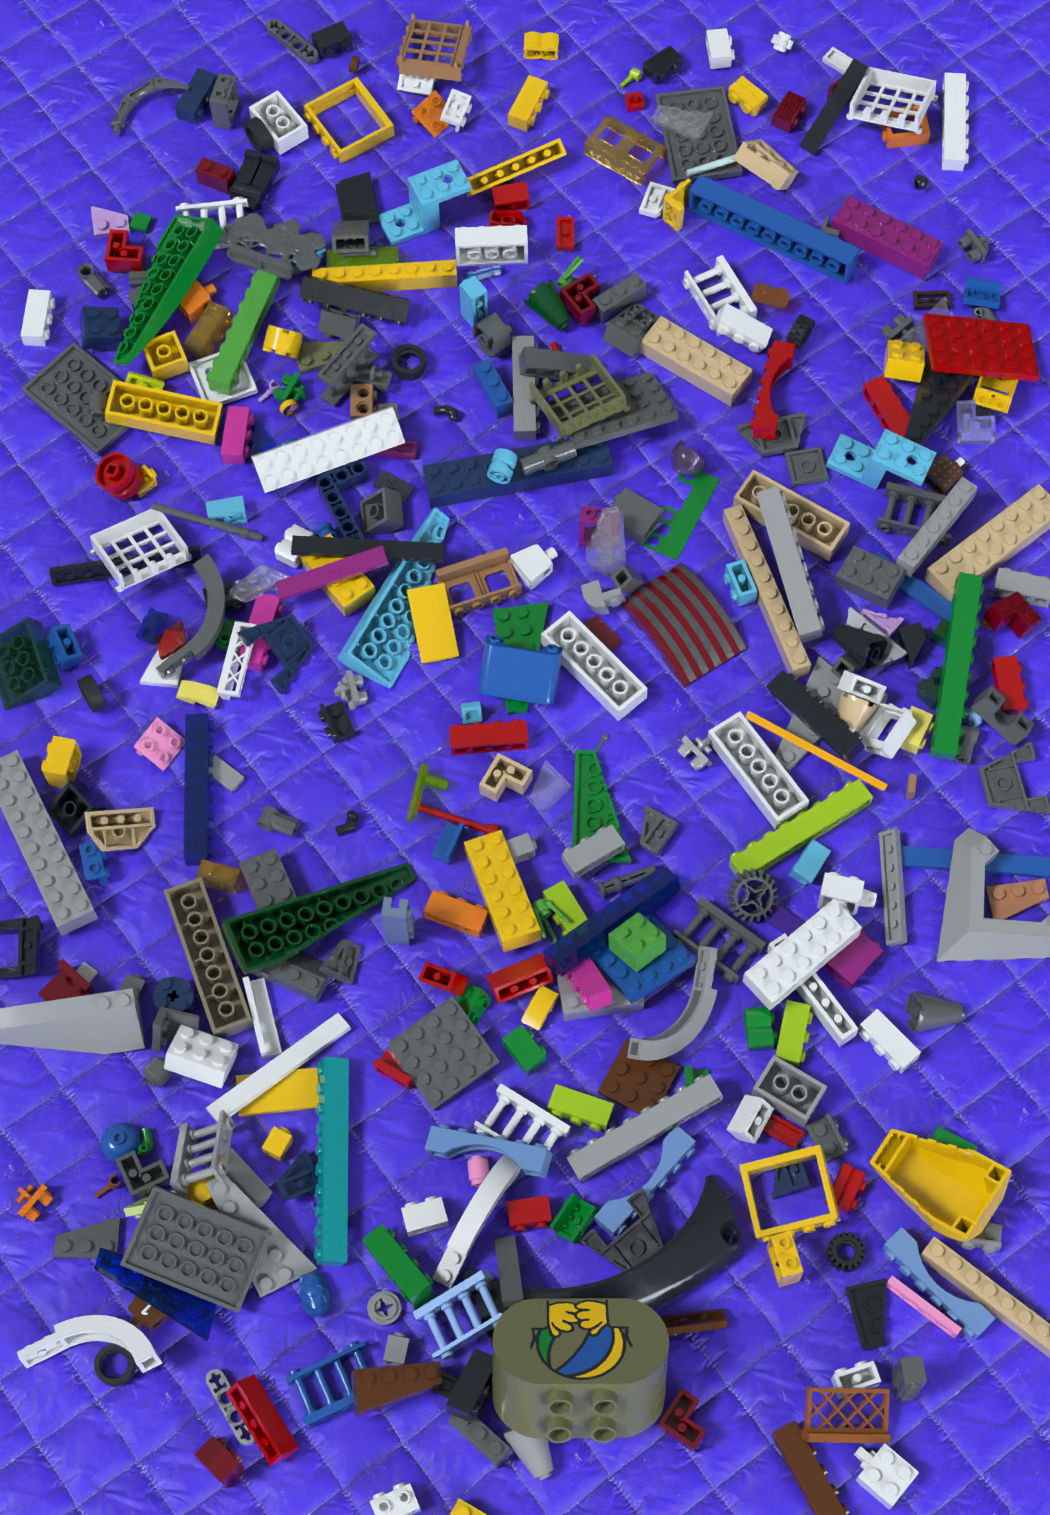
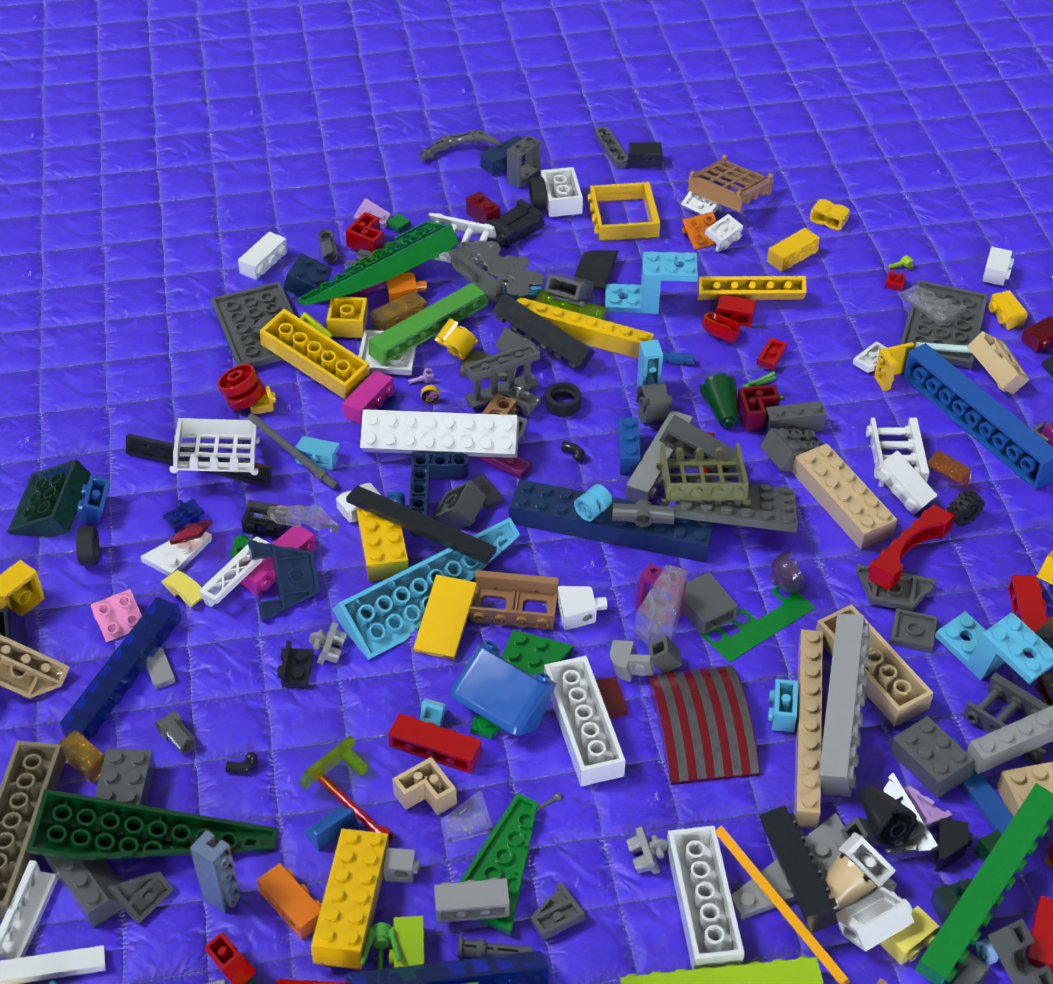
camera: 25 degrees right, 20 degrees down
(212, 624) = (231, 532): dark grey arch -> none
(293, 390) = (443, 380): green hips -> none
(331, 573) = (373, 530): magenta tile -> none
(354, 64) = (654, 176): reddish brown tile -> none
(491, 245) = (695, 335): white brick -> none
(617, 156) = (855, 314): clear yellow window -> none
(662, 65) = (936, 262): black brick -> none

